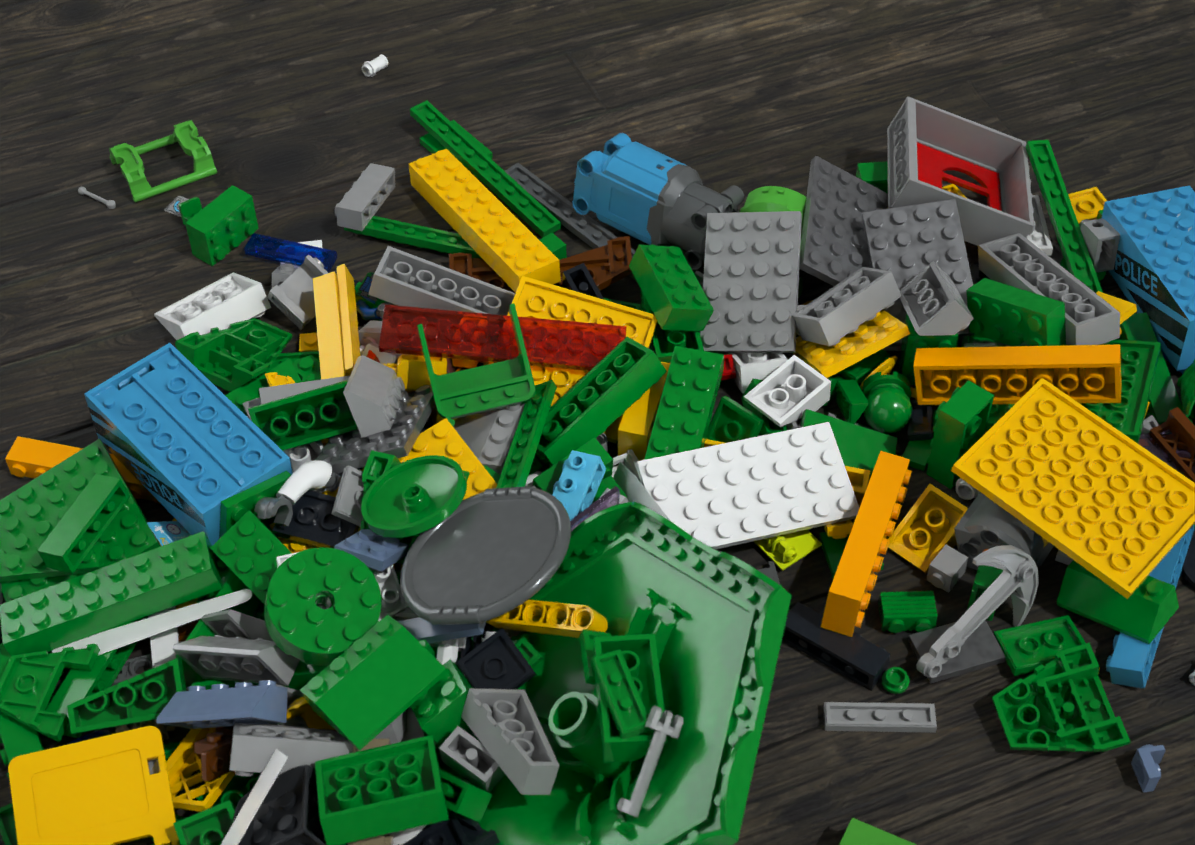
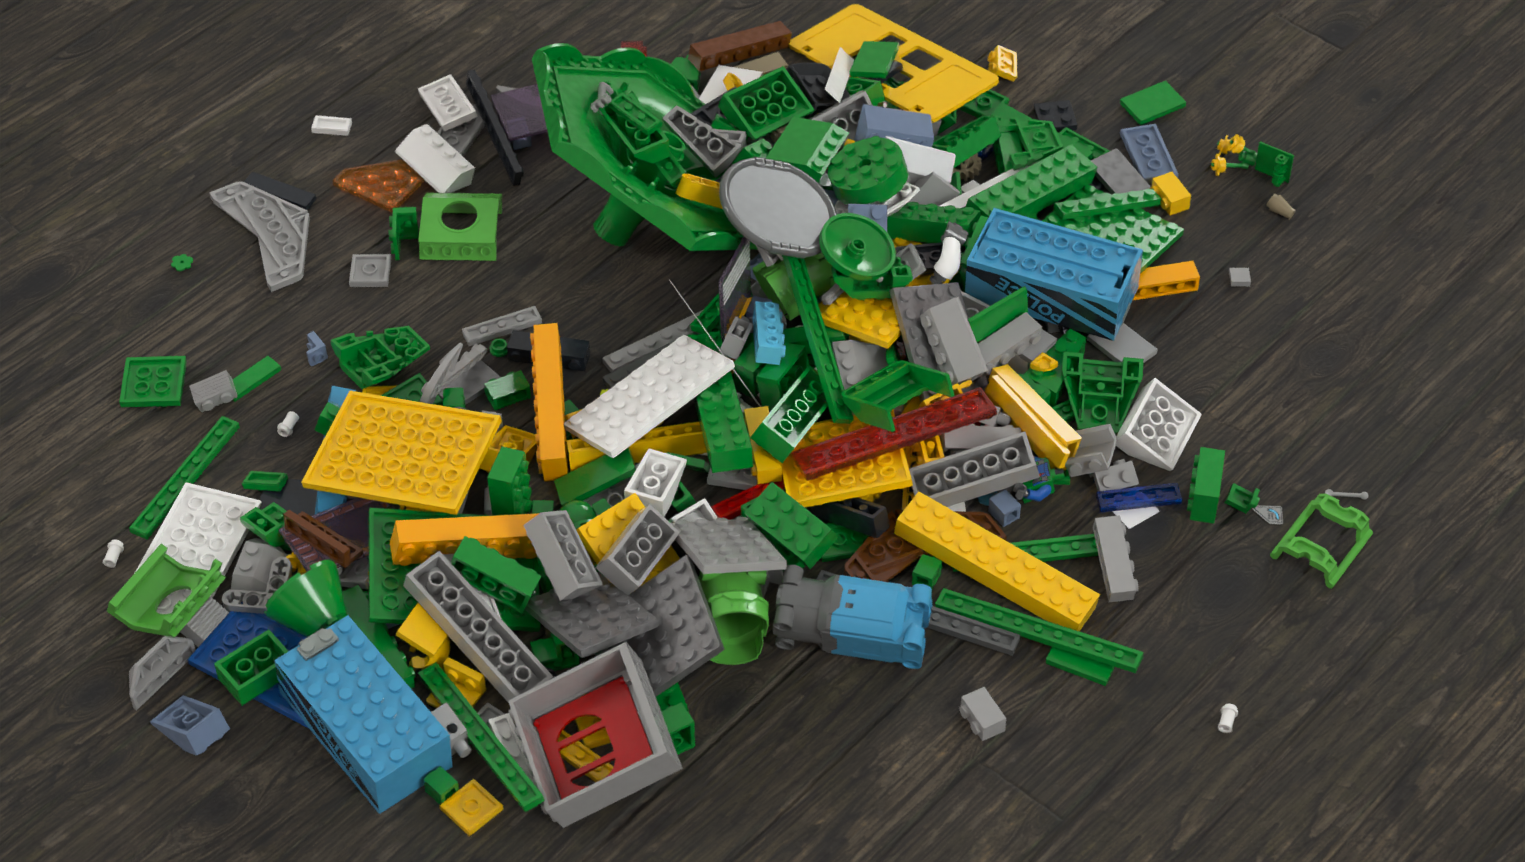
camera: 155 degrees right, 0 degrees up
(83, 523) = (1082, 205): green brick -> none
(581, 128) = (982, 714): none -> light grey brick

